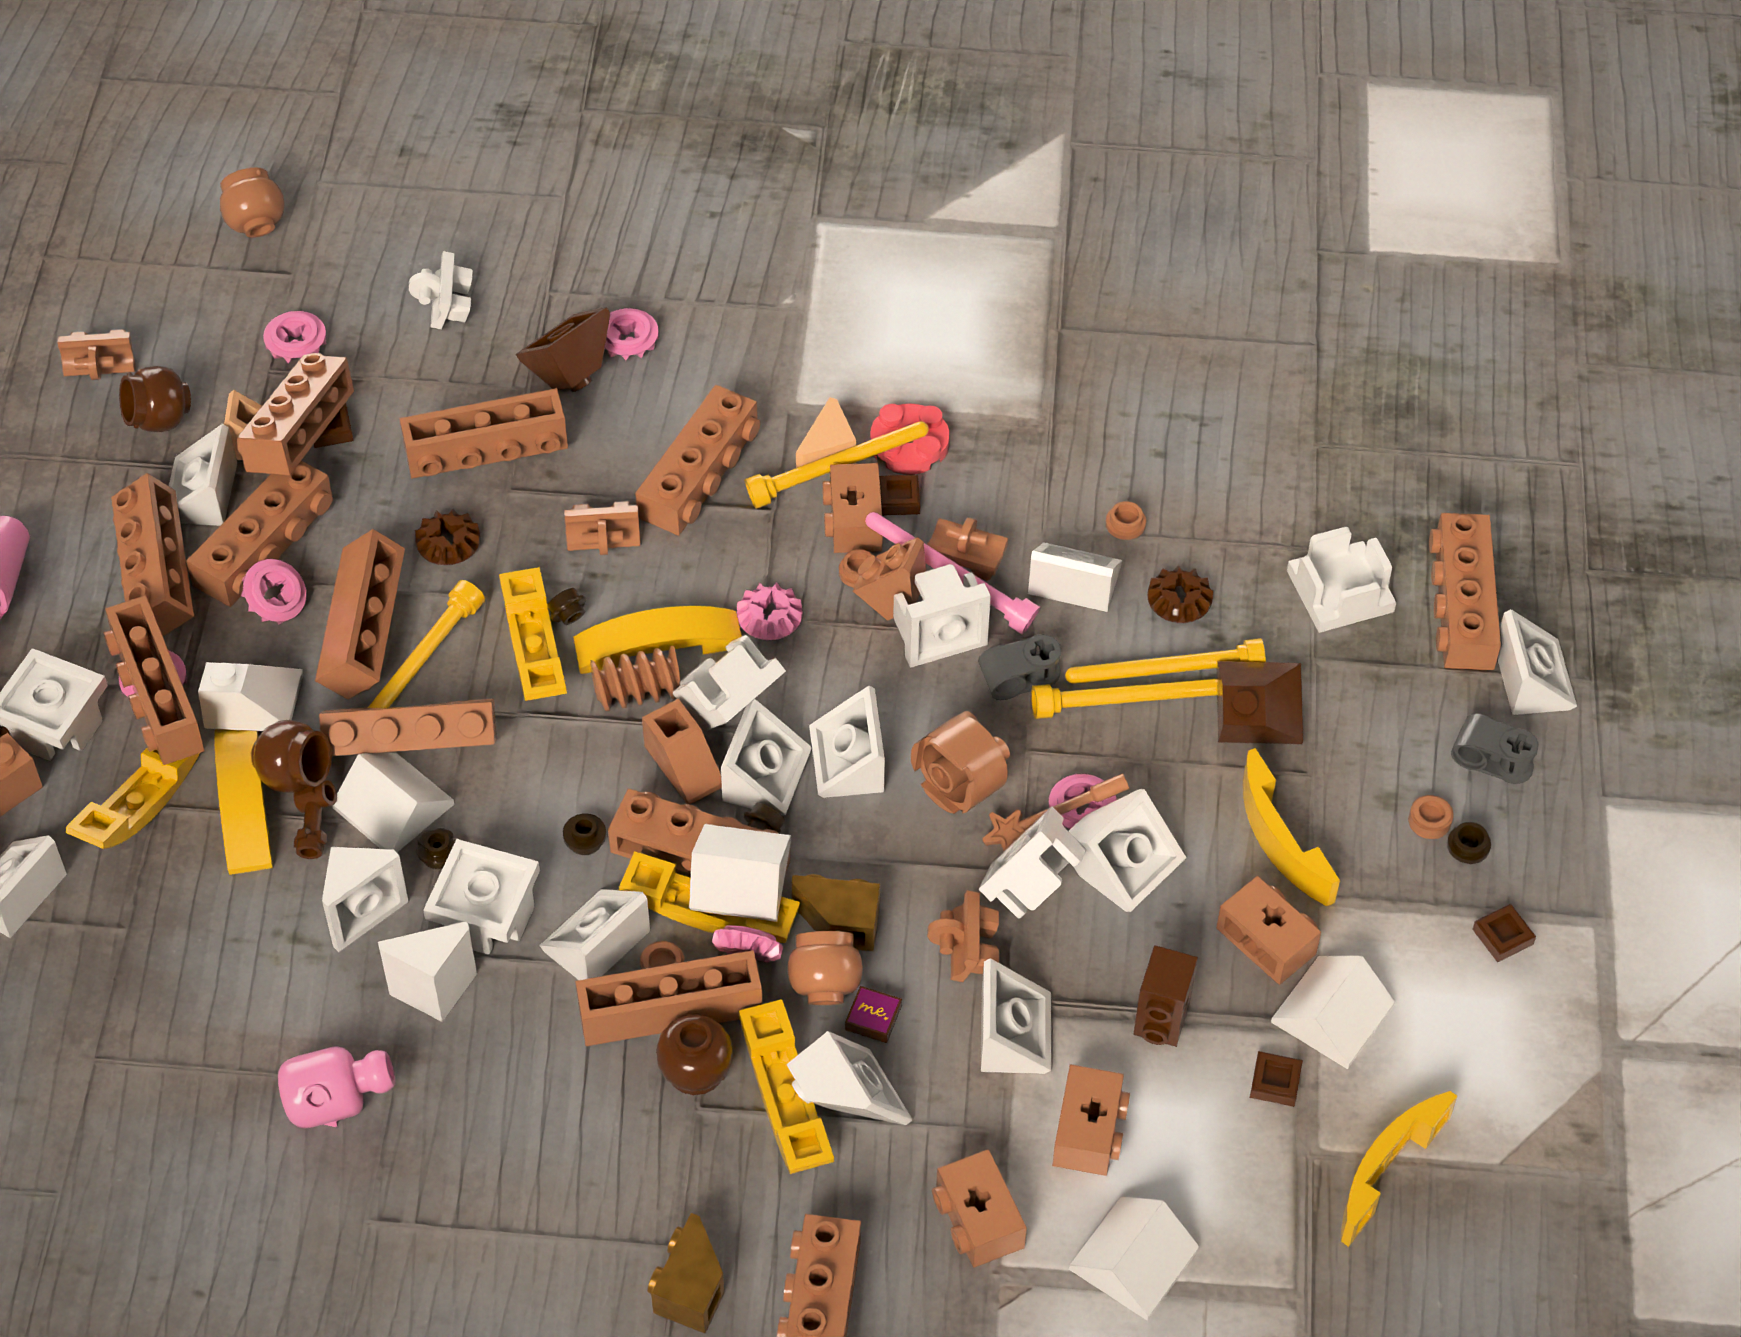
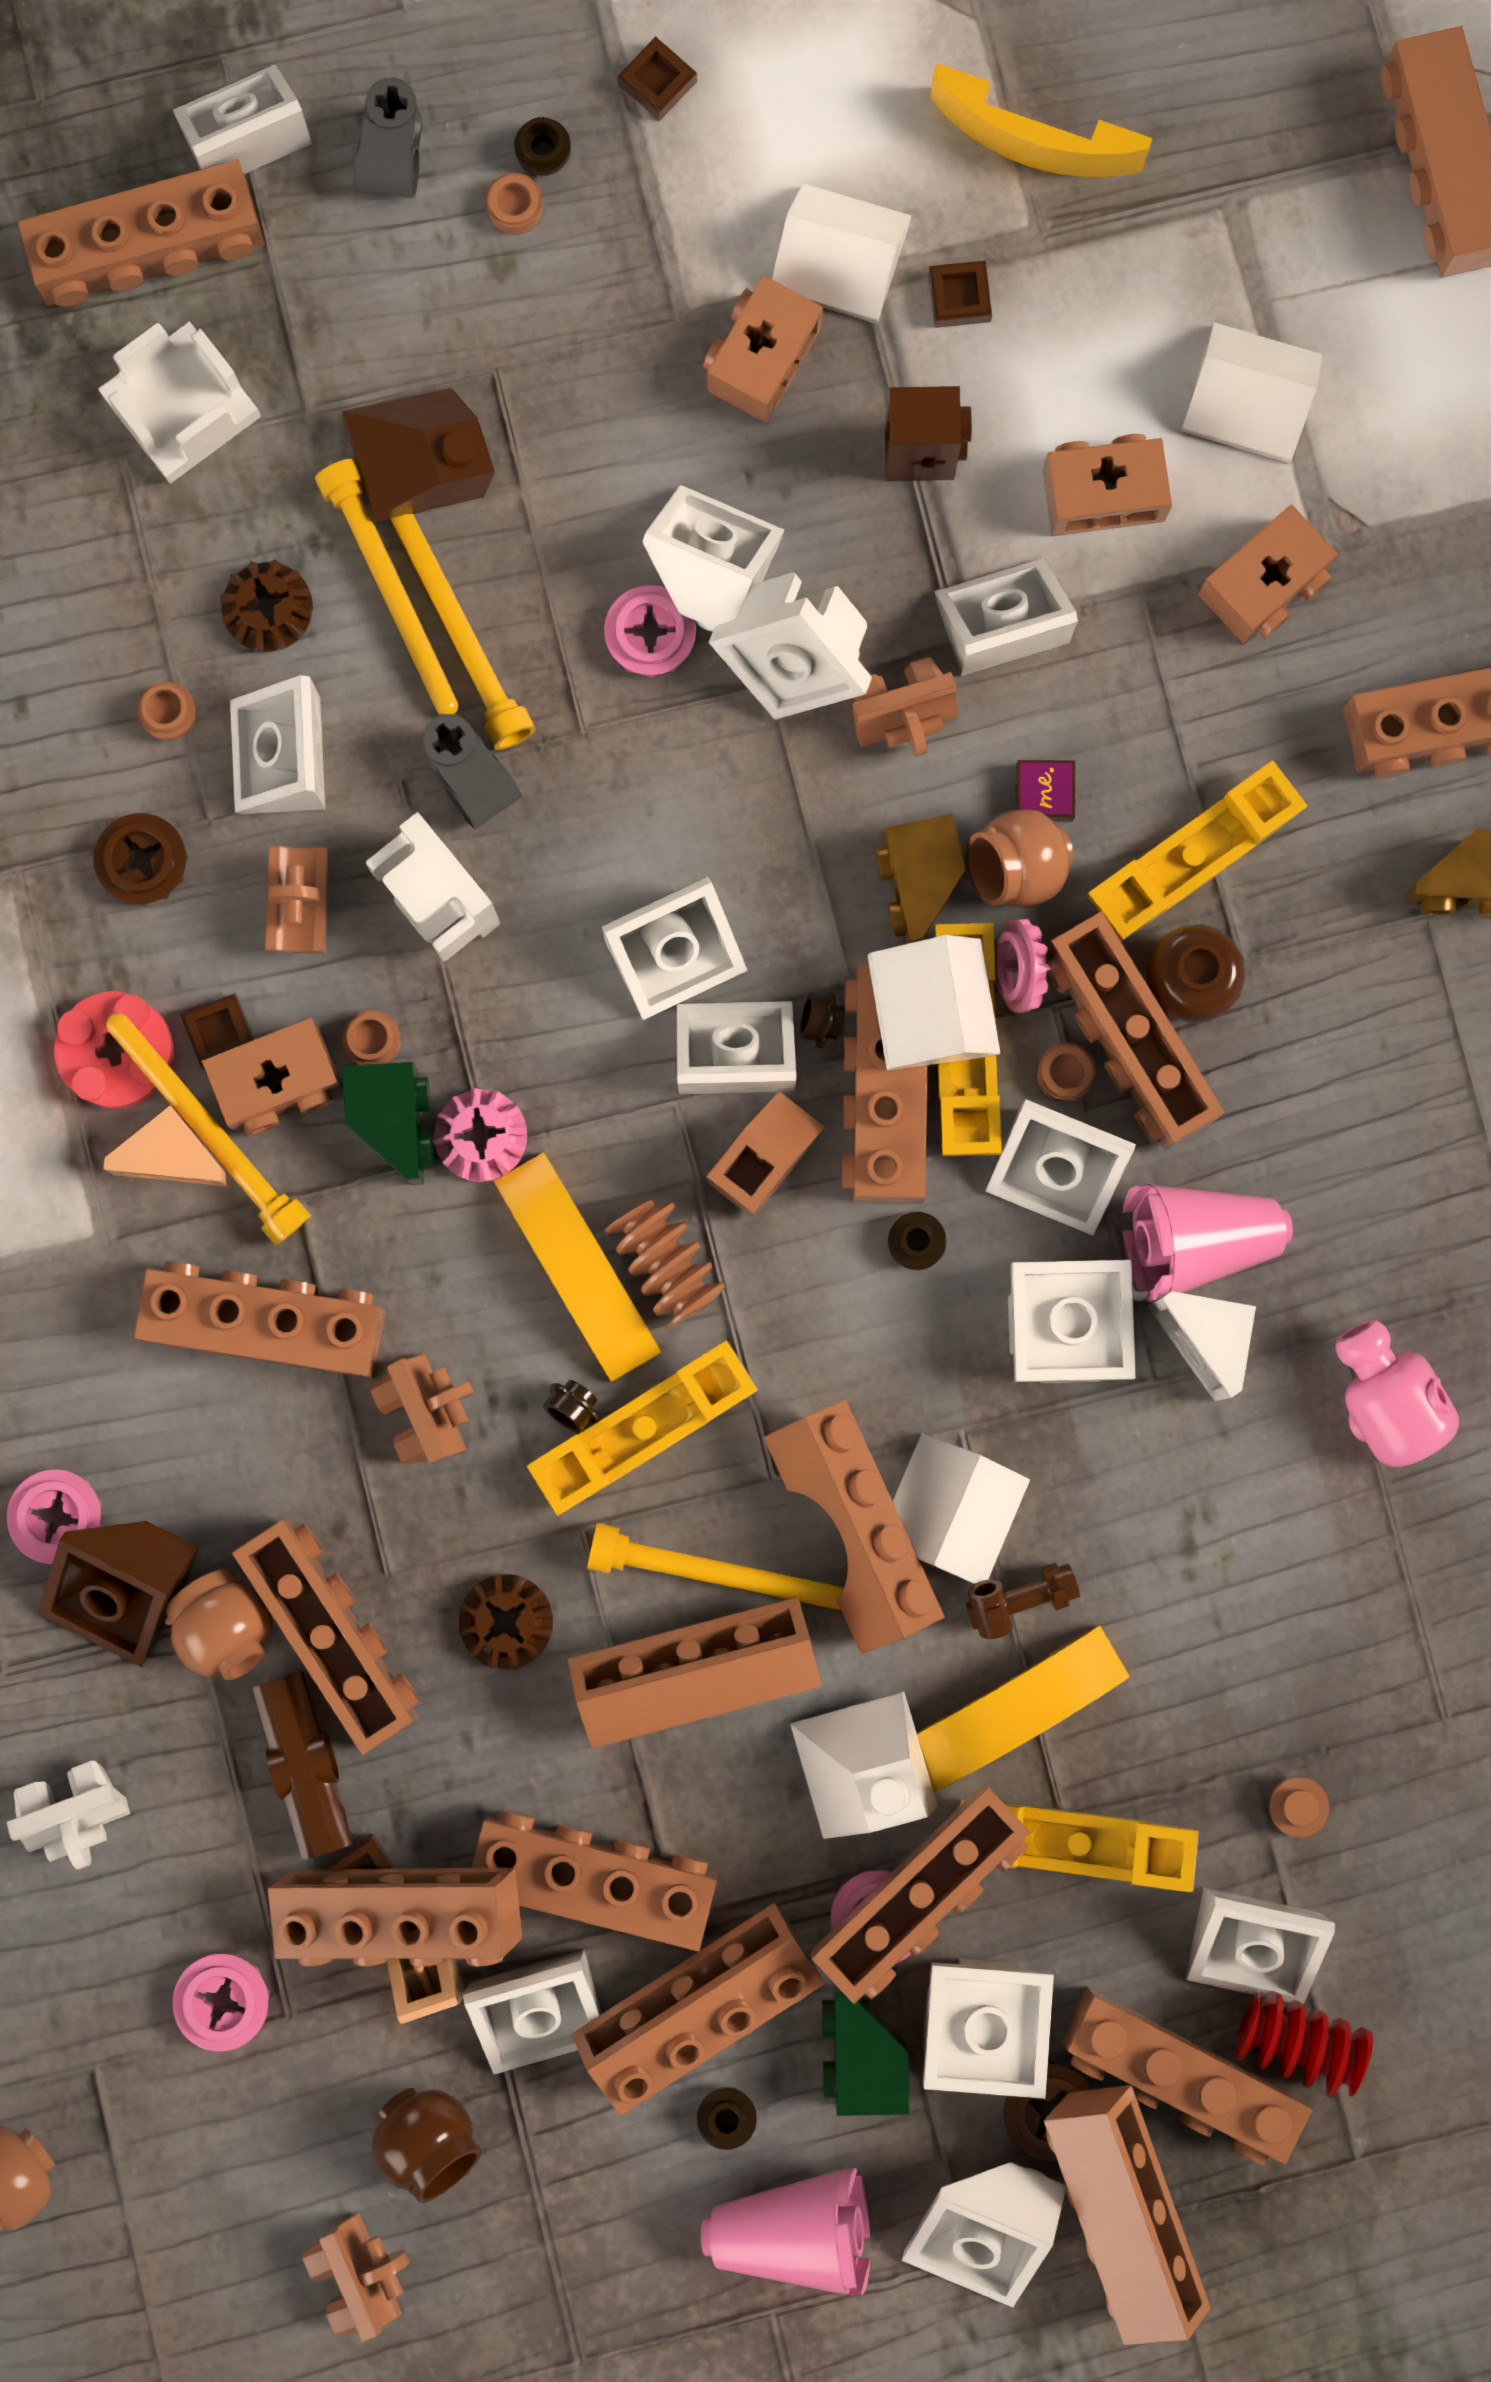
camera: 110 degrees left, 30 degrees up
(69, 636) = (868, 2061): none -> dark green slope
(78, 562) = (730, 2099): none -> dark brown plate
(86, 940) = (1299, 1807): none -> nougat plate
(272, 573) = (678, 1793): bright pink gear -> none
(291, 756) = (972, 1651): reddish brown piece -> none
(361, 891) = (1130, 1478): white slope -> none
(411, 399) = (302, 1766): none -> reddish brown piece
(435, 857) = (988, 1420): dark brown plate -> none
(504, 993) = (1198, 1236): none -> bright pink cone
(515, 375) = (219, 1626): none -> nougat piece
(722, 689) = (656, 1122): white panel -> none
(800, 559) = (385, 1112): none -> dark green slope
(846, 1080) = (1172, 773): white slope -> none
(891, 574) = (398, 974): nougat slope -> none
(961, 763) = (662, 787): nougat brick -> none
(1012, 827) = (721, 704): nougat piece -> none
(1017, 612) = (377, 799): bright pink piece -> none
(1039, 471) = (113, 857): none -> reddish brown gear
(1305, 870) = (557, 420): yellow slope -> none

